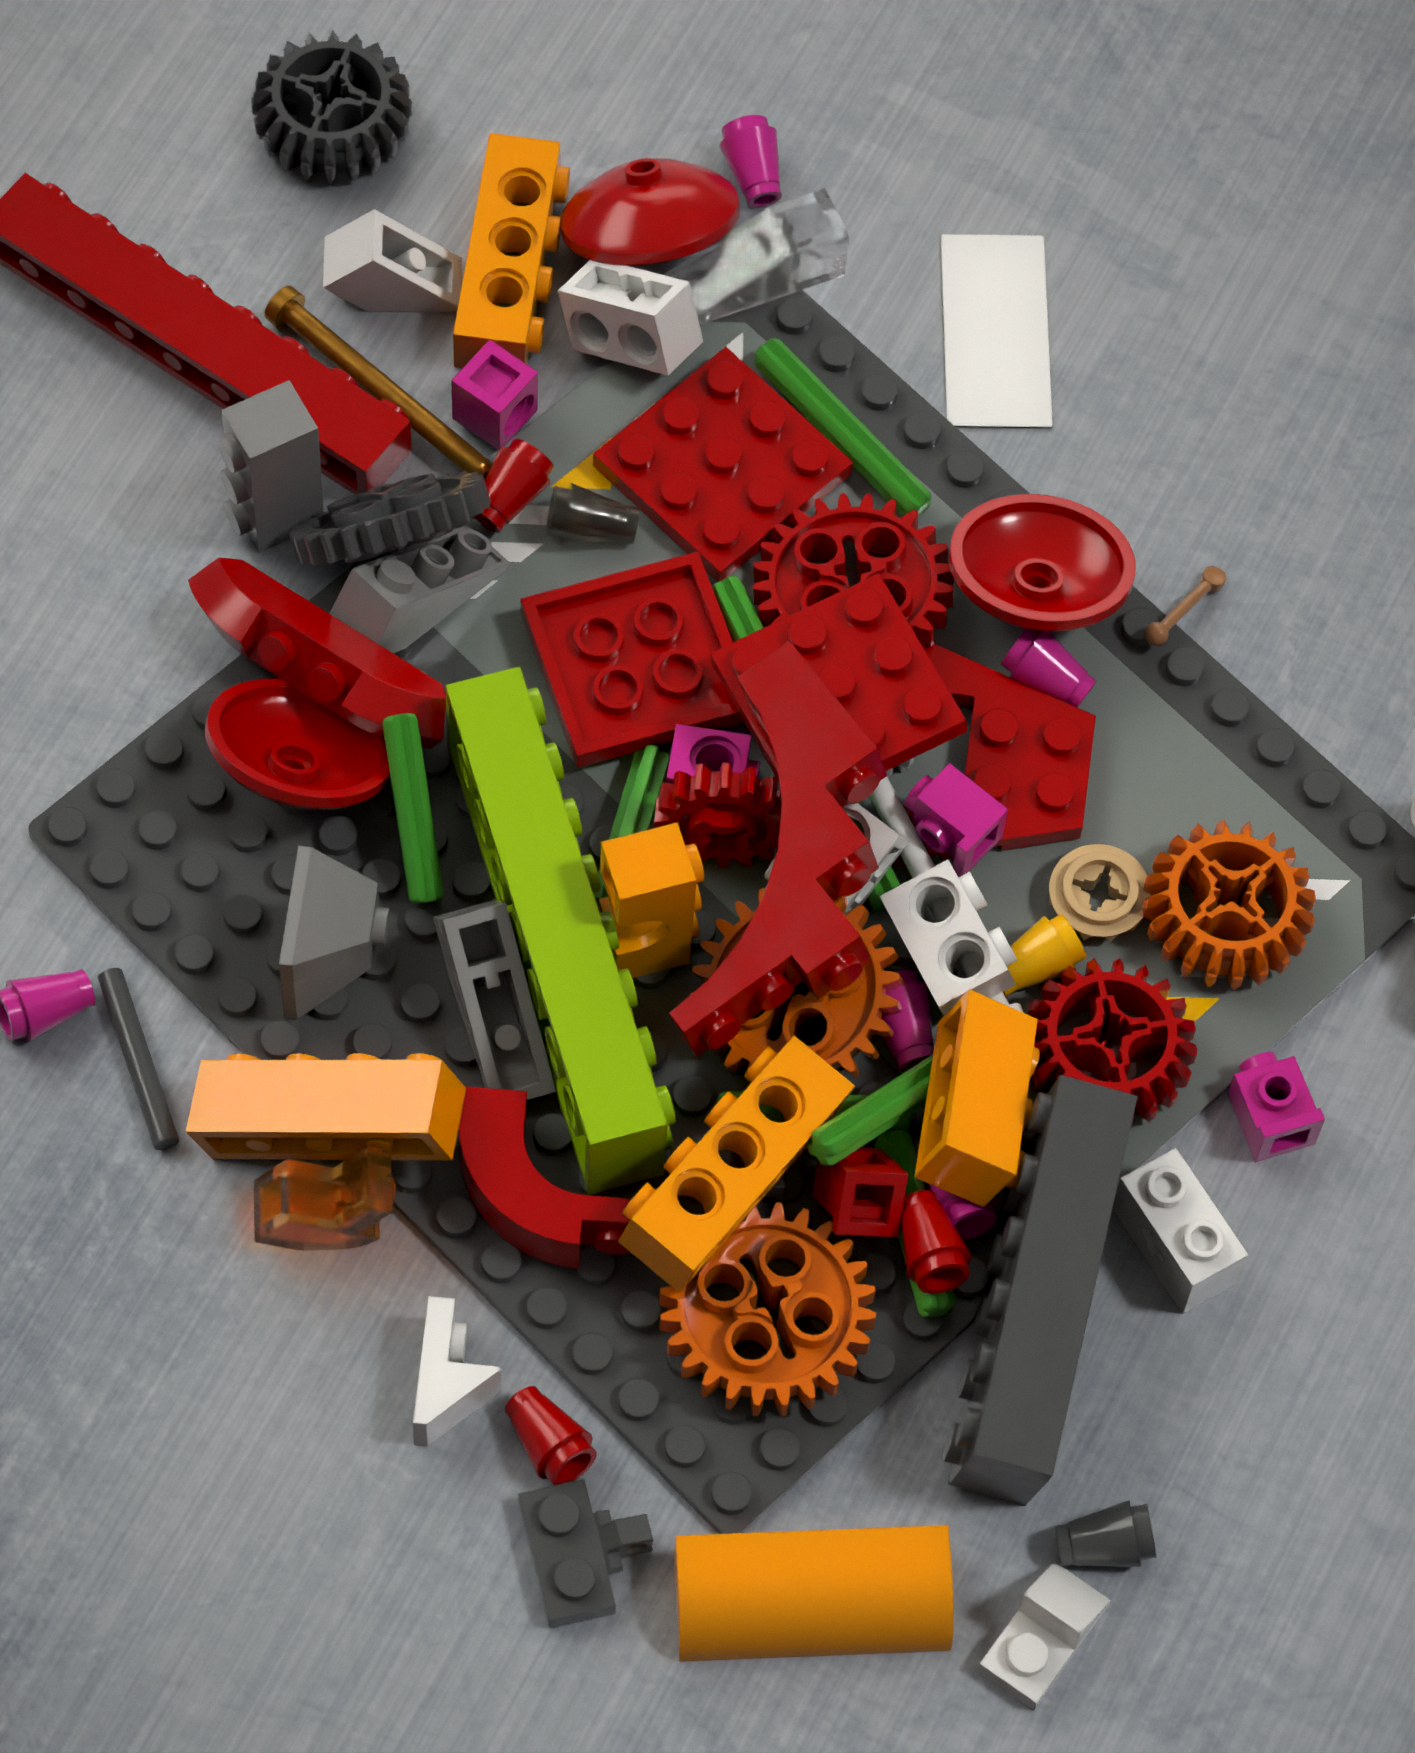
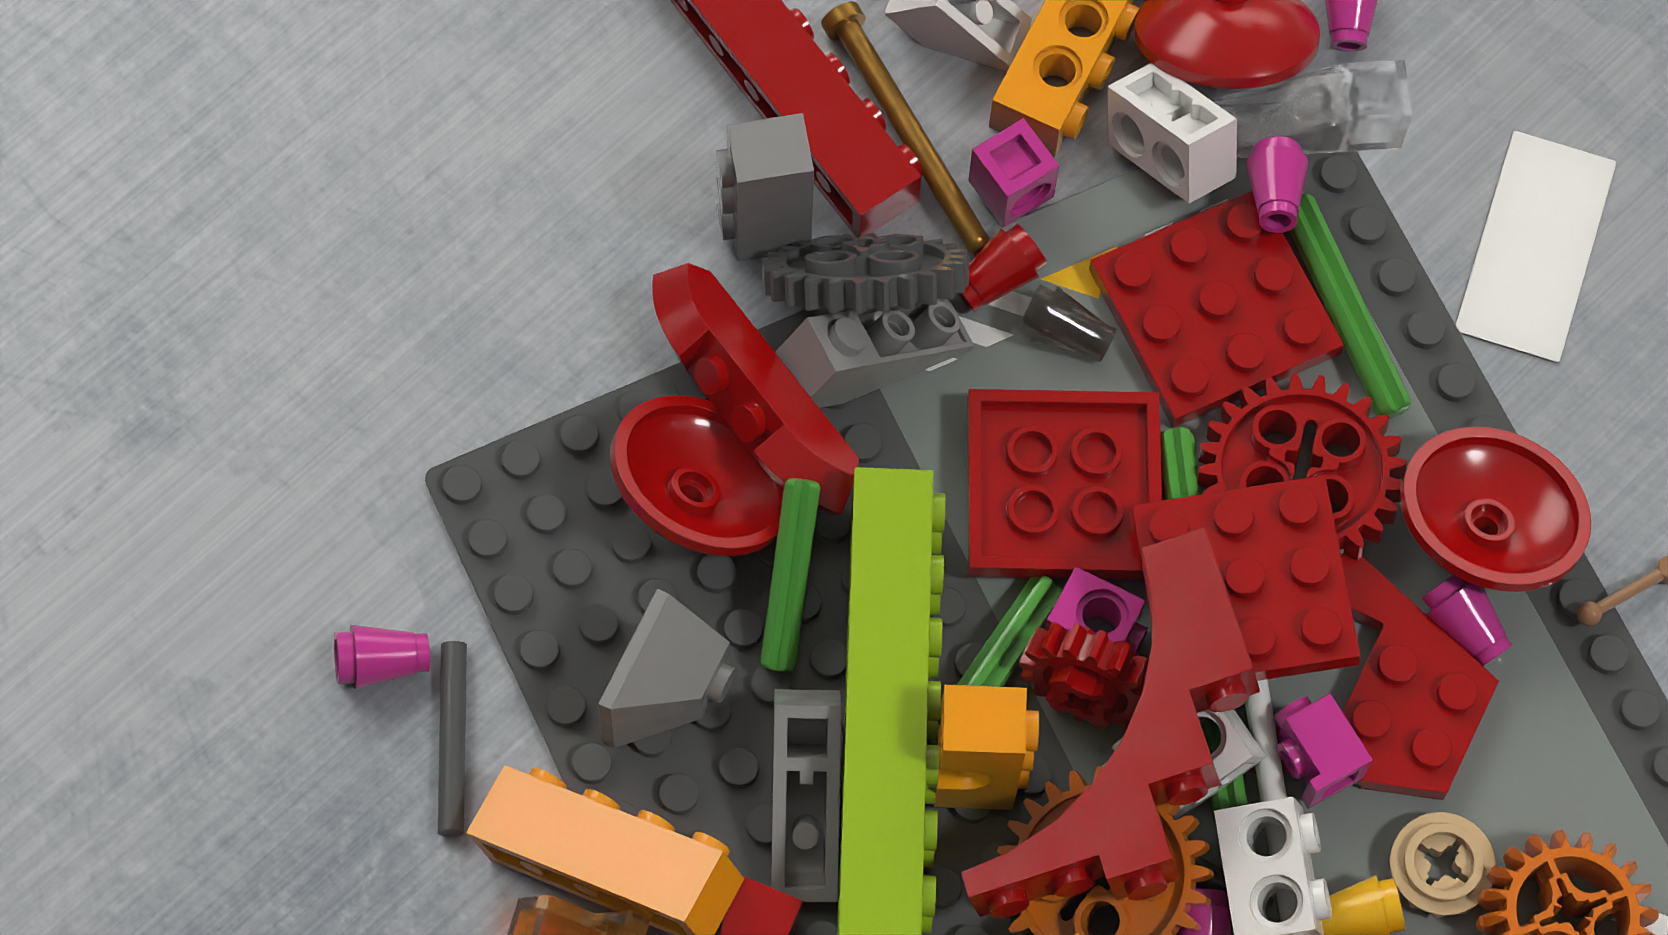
camera: 20 degrees right, 5 degrees up
(742, 330) = (1277, 181): none -> dark pink cone

